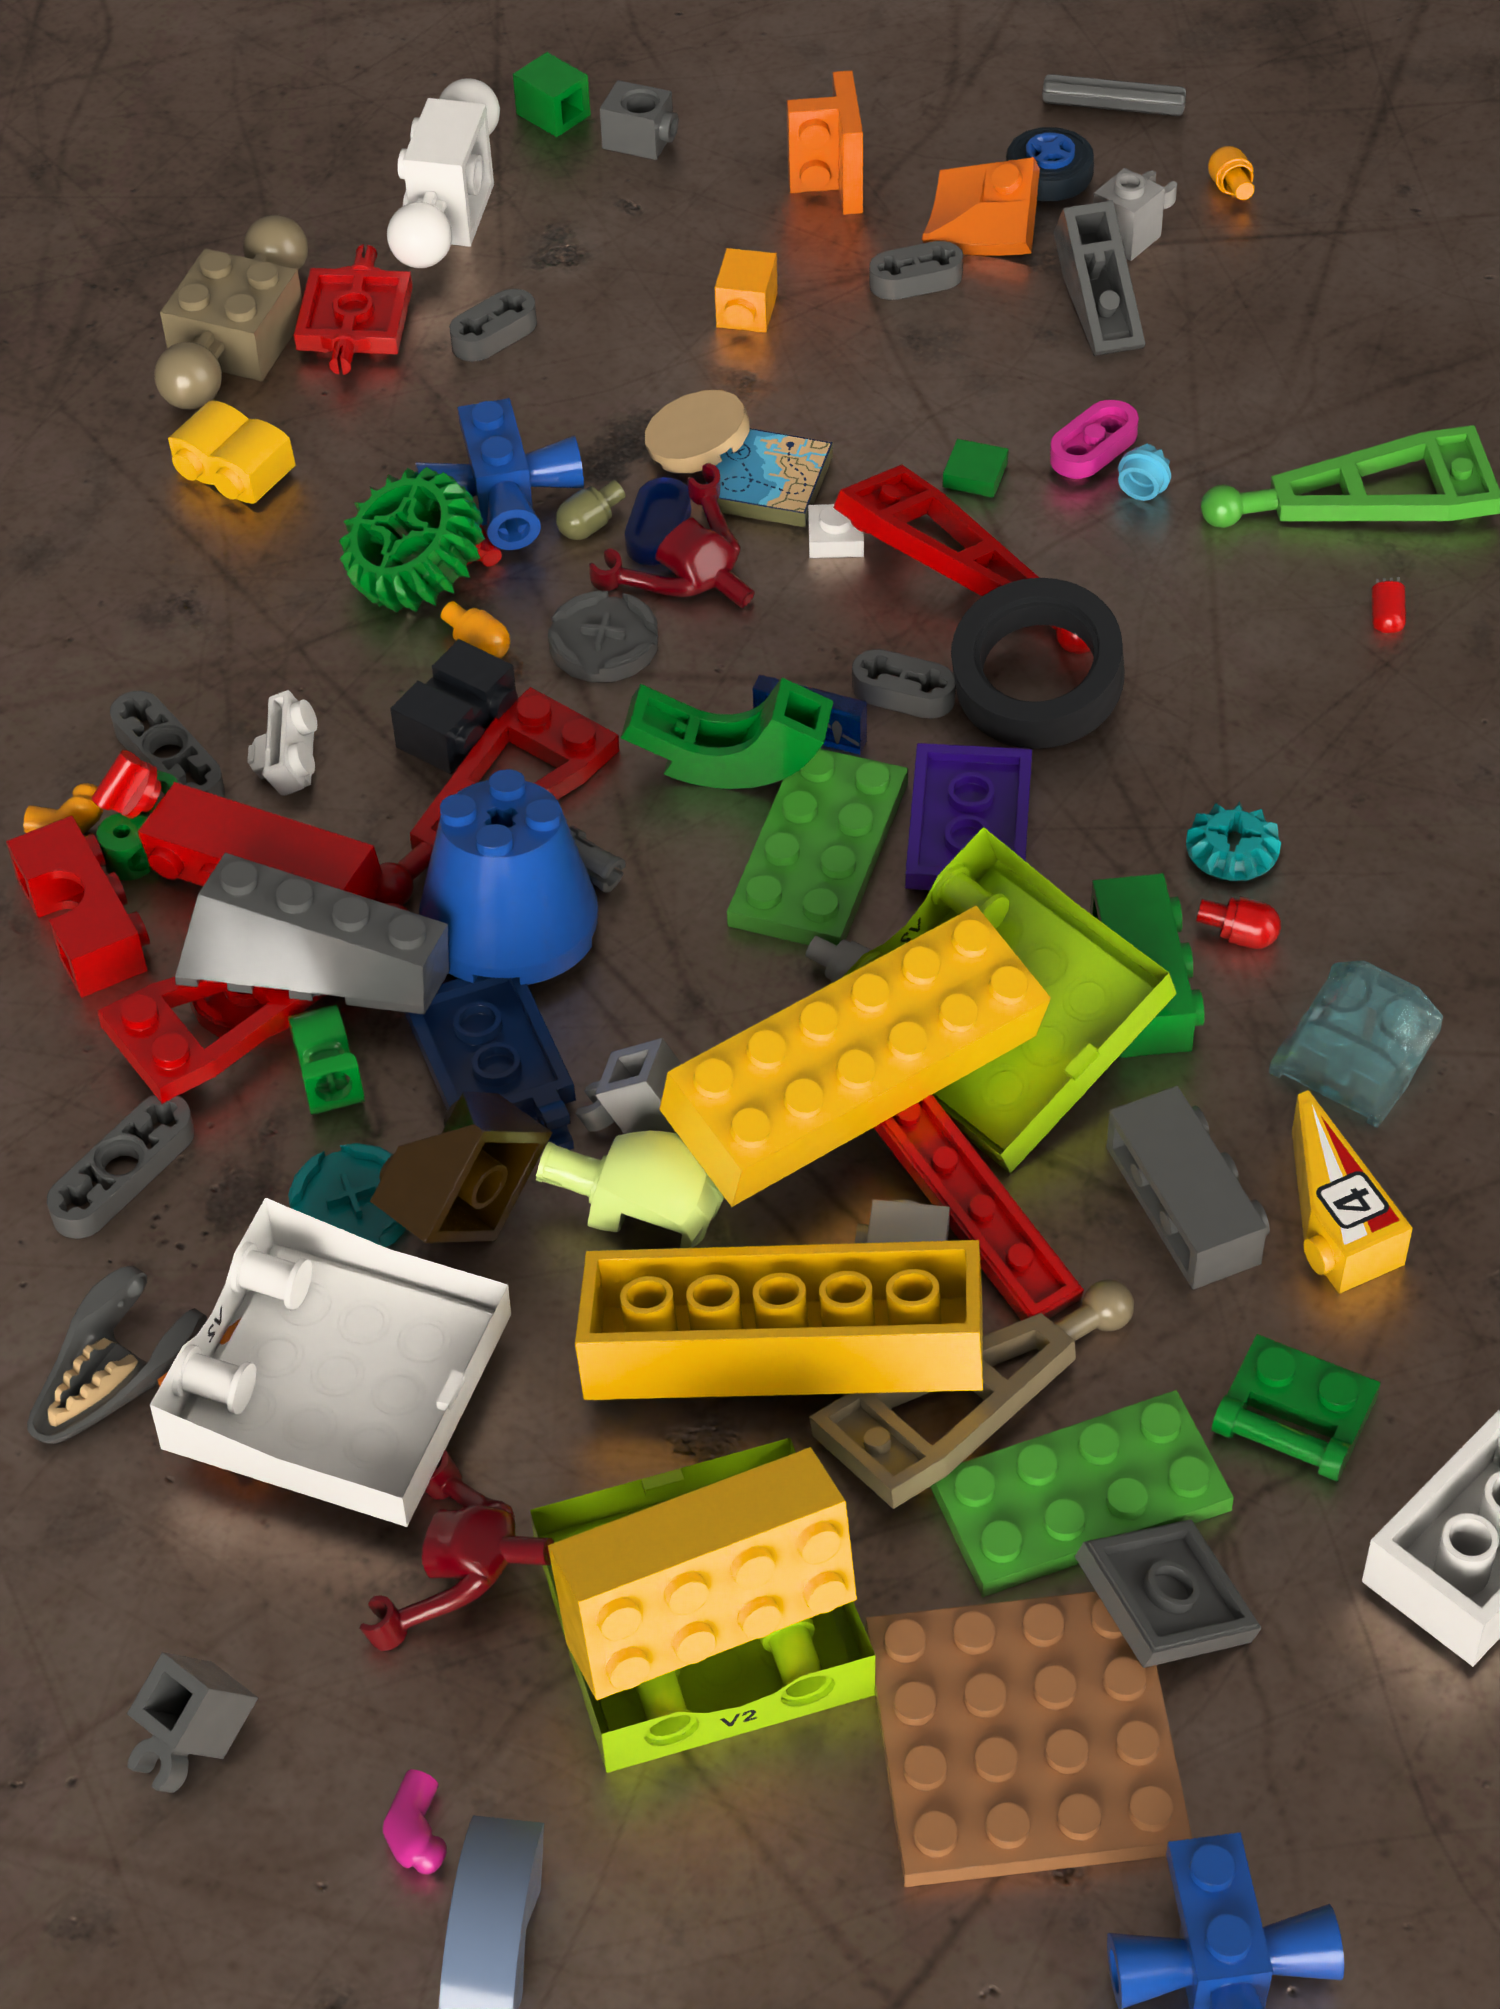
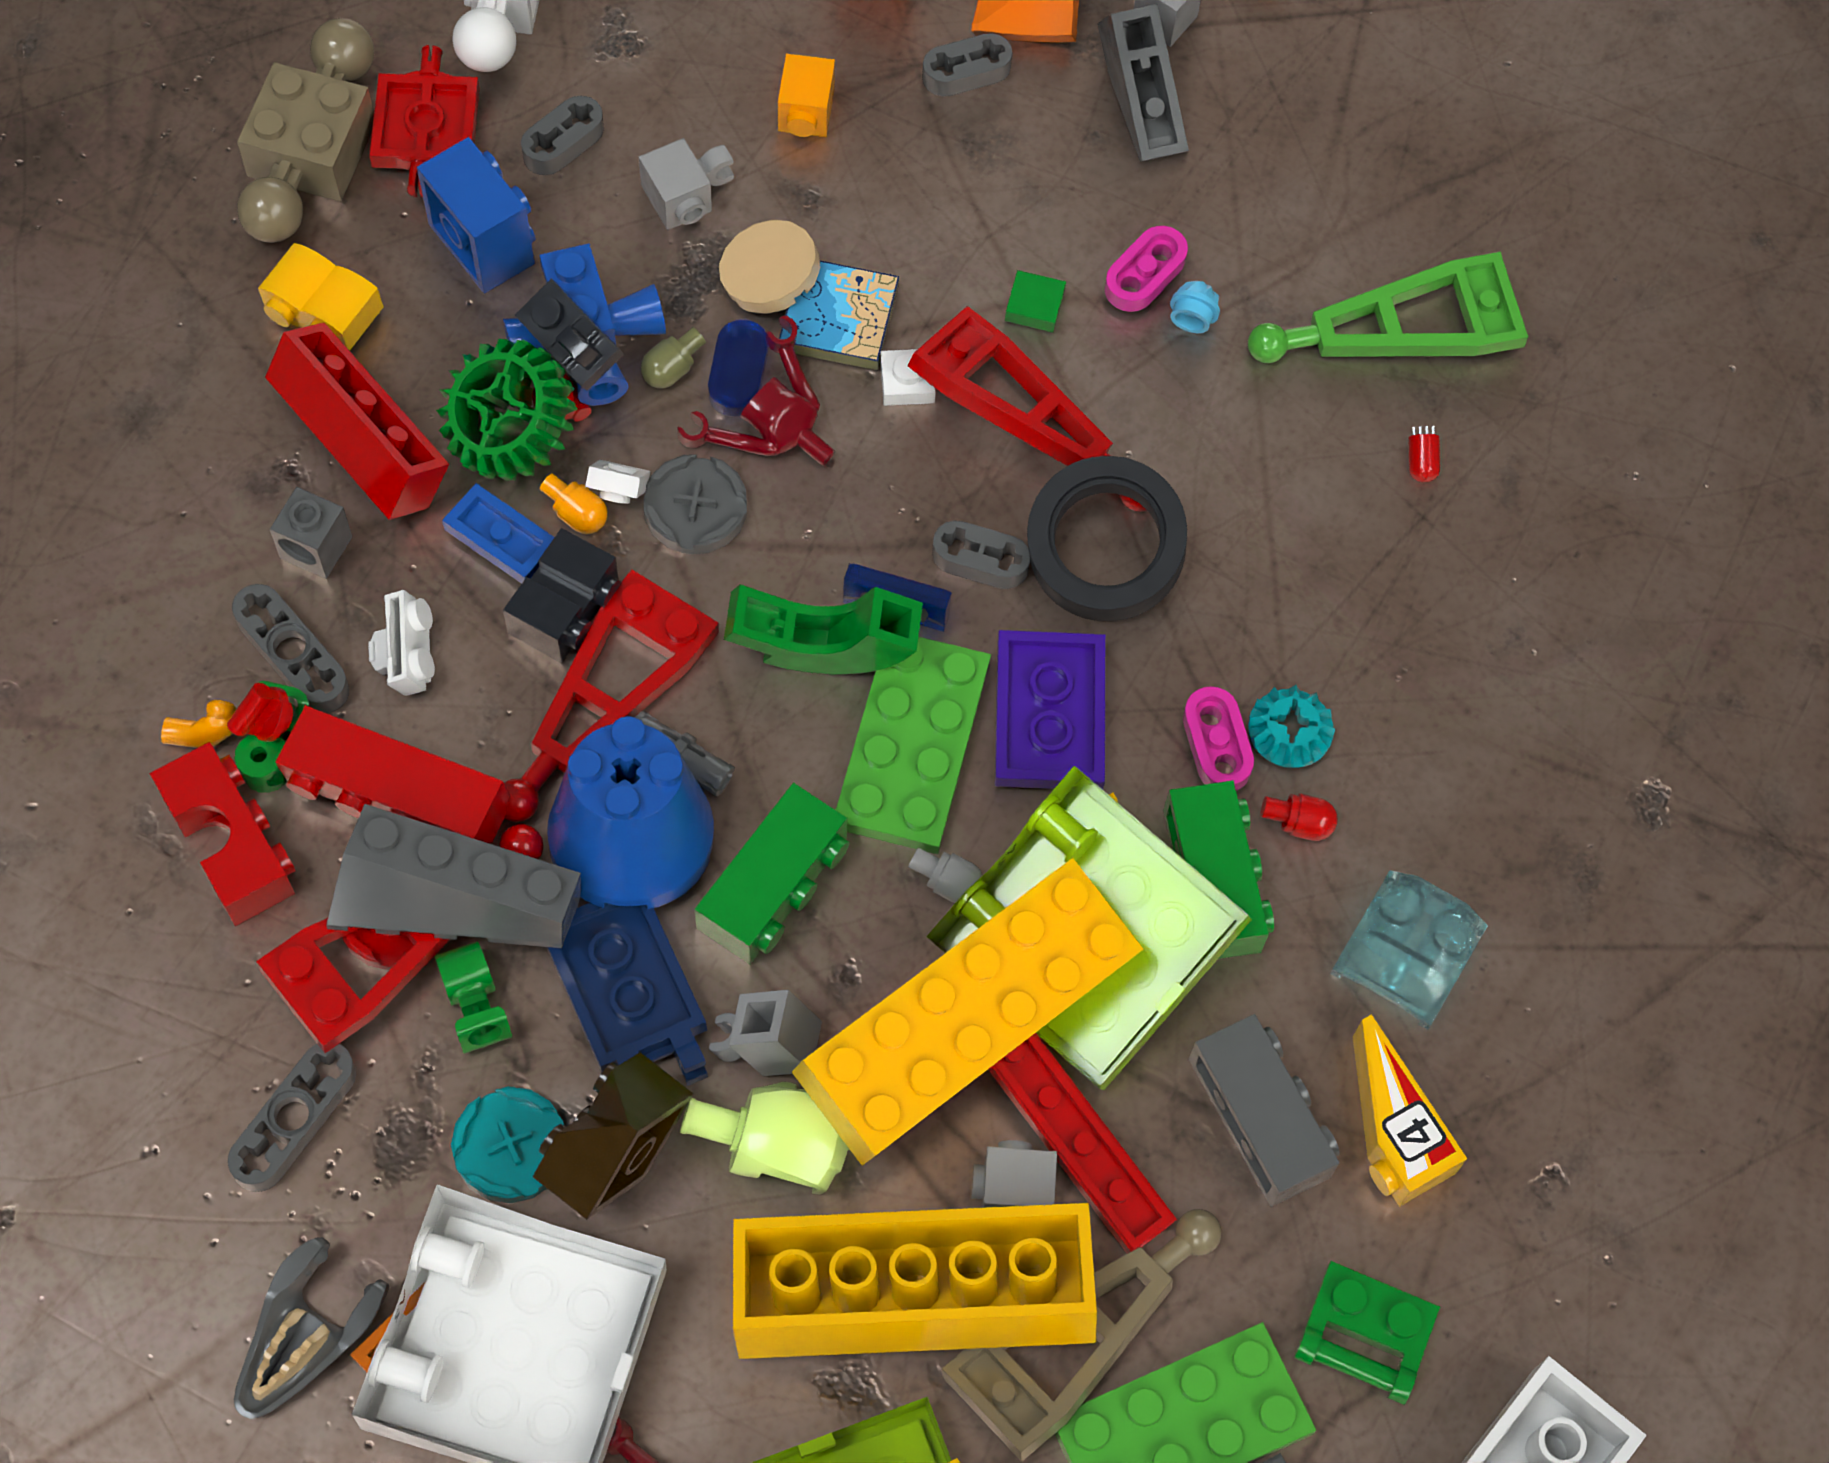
camera: 10 degrees left, 15 degrees up
(199, 646) = (311, 532): none -> dark grey brick
(256, 549) = (356, 420): none -> red brick
(389, 650) = (498, 533): none -> blue plate
(398, 376) = (477, 214): none -> blue brick
(481, 468) = (569, 334): none -> black hinge
(521, 610) = (617, 481): none -> white plate
(610, 361) = (681, 183): none -> light grey brick
(656, 955) = (773, 874): none -> green brick
(1158, 849) = (1219, 742): none -> dark pink plate

